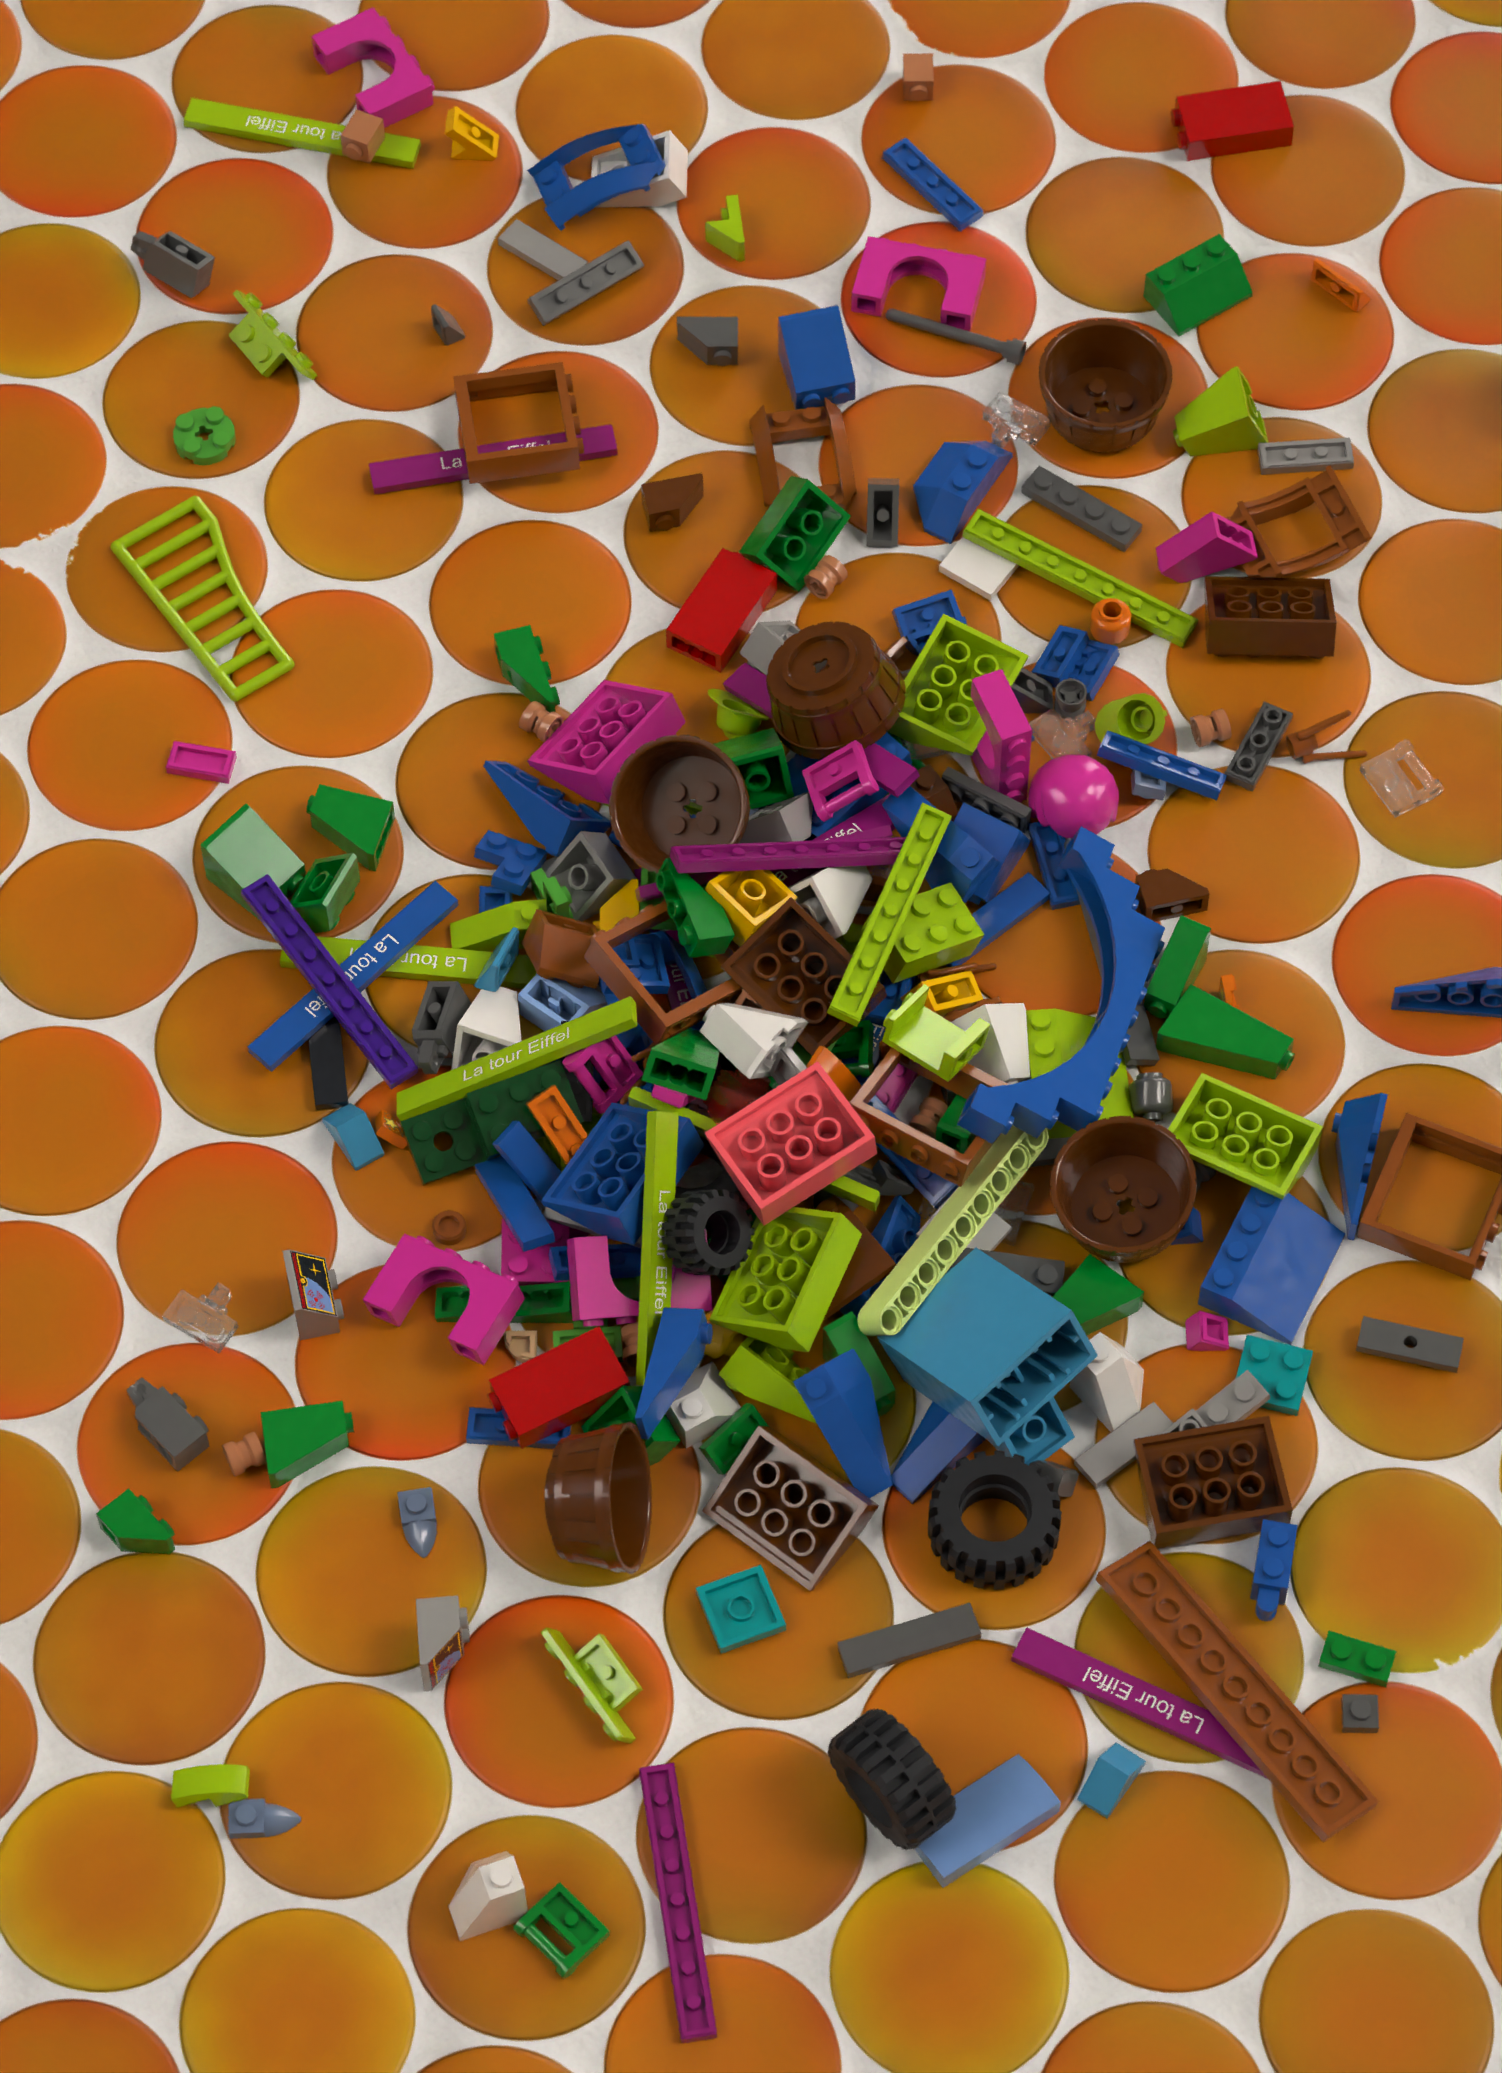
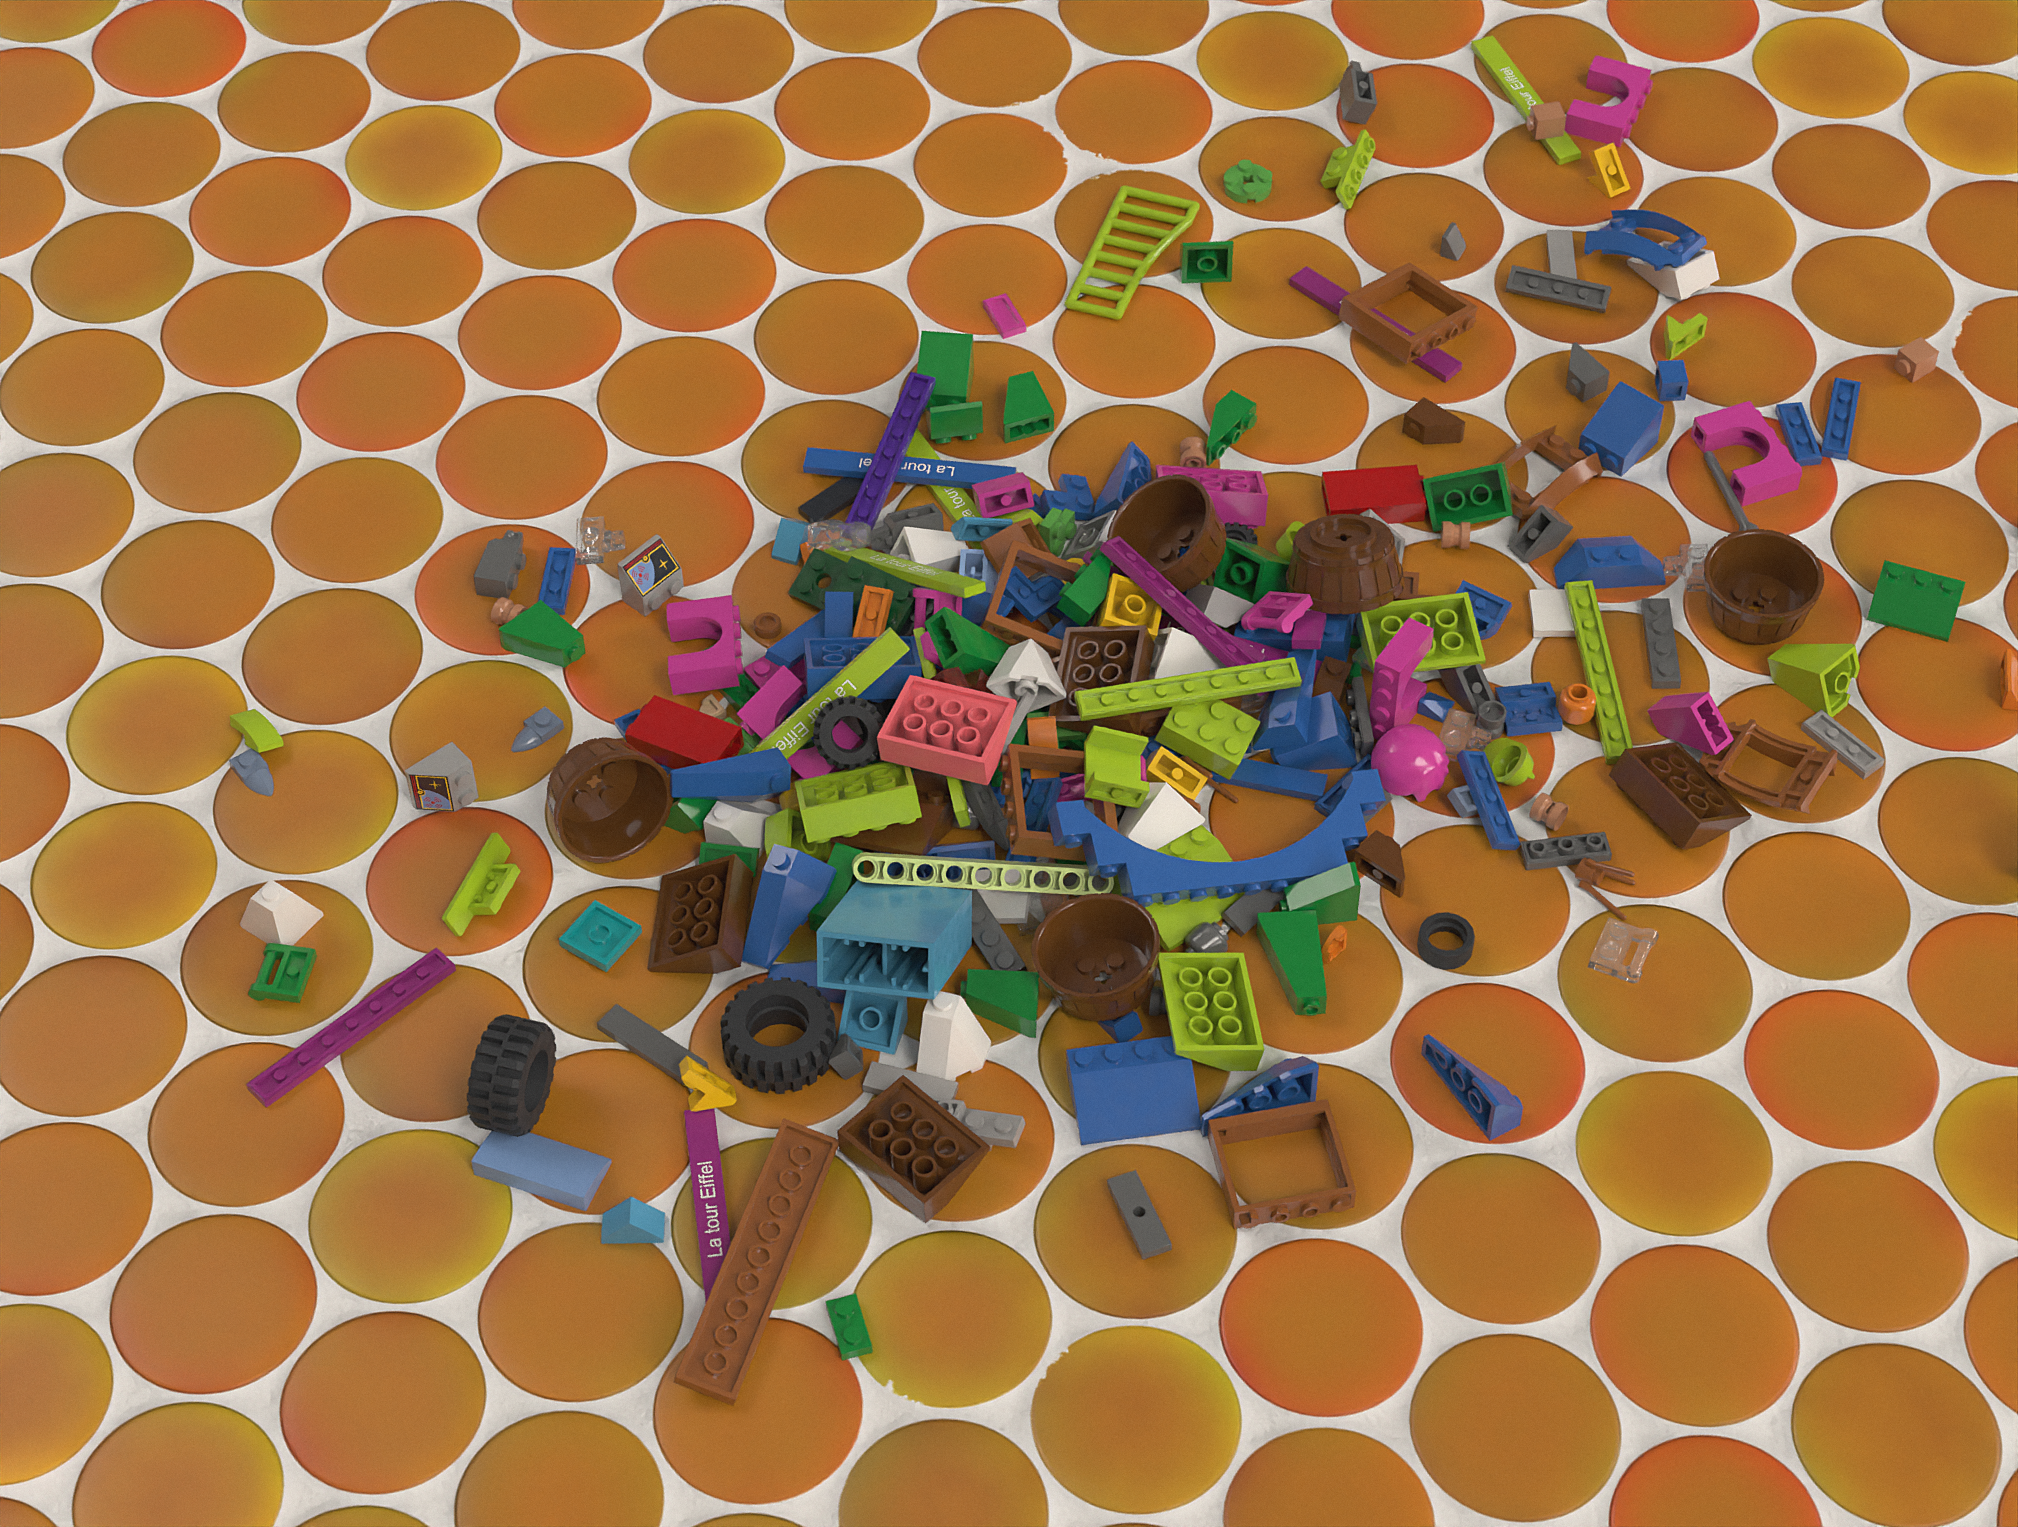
camera: 55 degrees right, 10 degrees down
(134, 1527) = (415, 588): green slope -> none
(225, 1384) = (558, 578): none -> blue tile
(291, 540) = (1206, 262): none -> green slope
(402, 1093) = (839, 535): none -> clear brick
(472, 915) = (1002, 495): none -> dark pink brick
(780, 277) = (1671, 380): none -> blue brick
(922, 227) = (1798, 433): none -> blue tile
(1006, 1621) = (709, 1089): none -> yellow slope
(1207, 1332) = (1046, 1087): dark pink slope -> none
(1272, 1567) = (877, 1227): blue brick -> none
(1279, 1369) = (1046, 1146): teal plate -> none
(1288, 927) = (1441, 958): none -> black tyre
(1359, 1713) = (804, 1353): dark grey plate -> none

